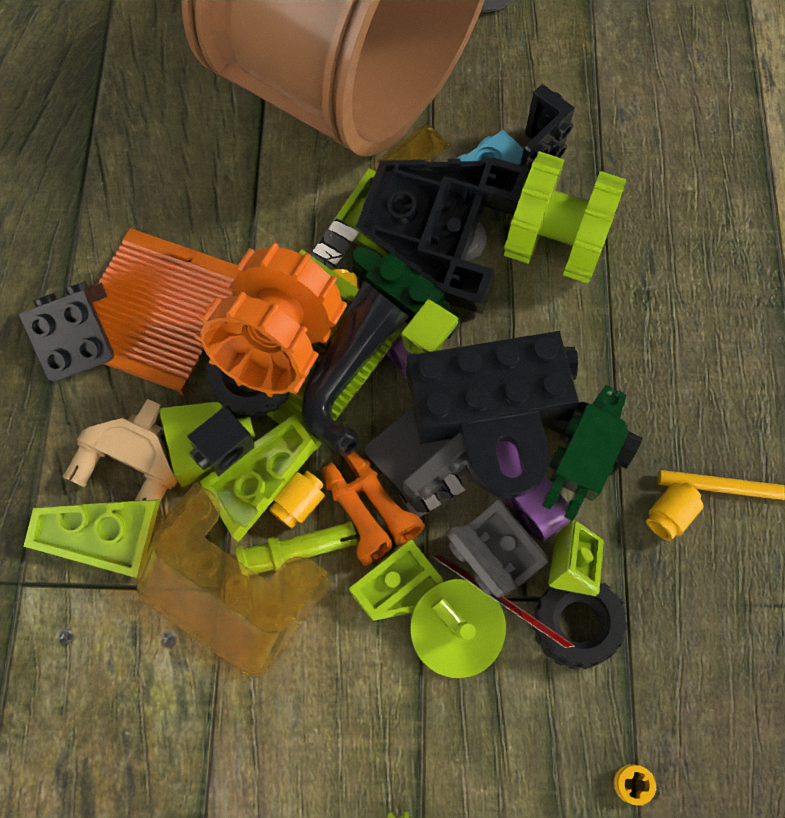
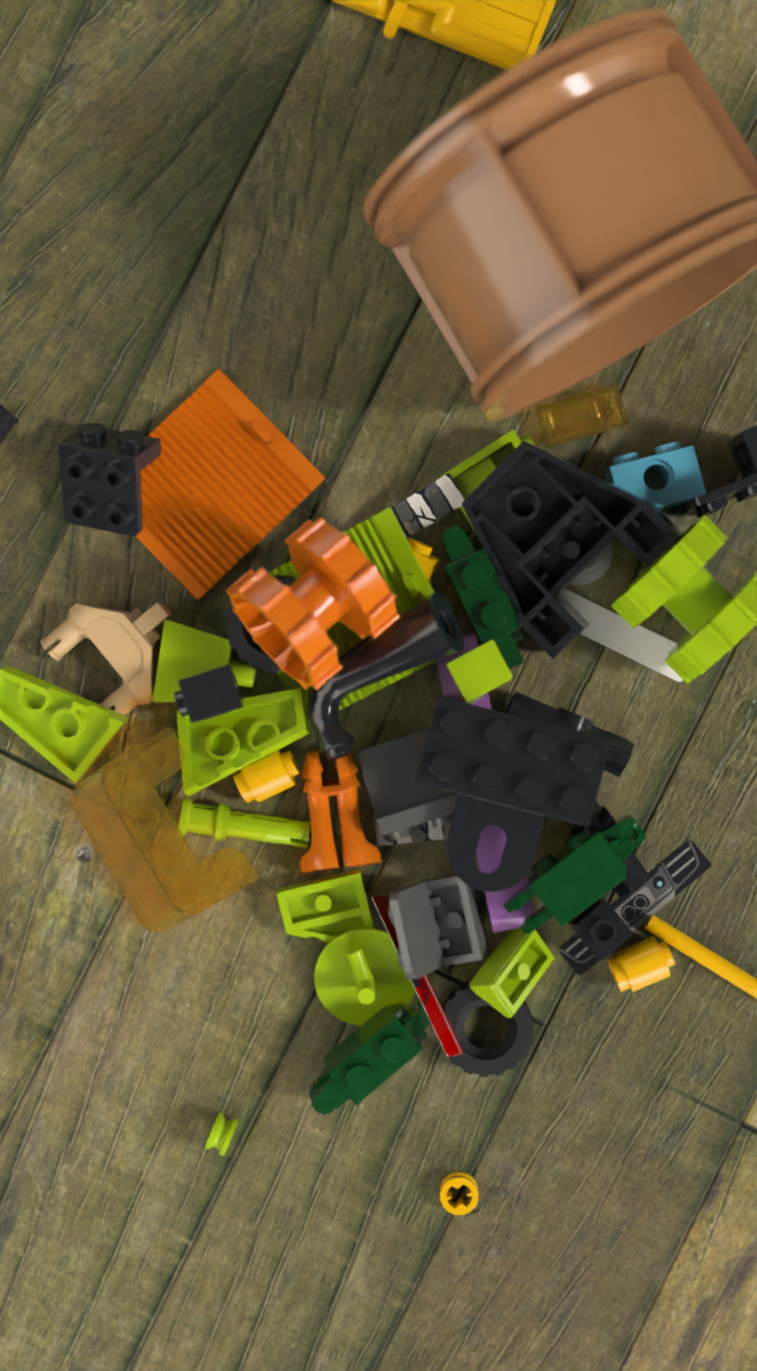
camera: 25 degrees right, 20 degrees up
(497, 691) = (369, 1056): none -> dark green hinge
(535, 285) = (615, 633): none -> white sticker
(627, 495) = (600, 929): none -> black brick
(642, 477) = (636, 907): none -> sticker

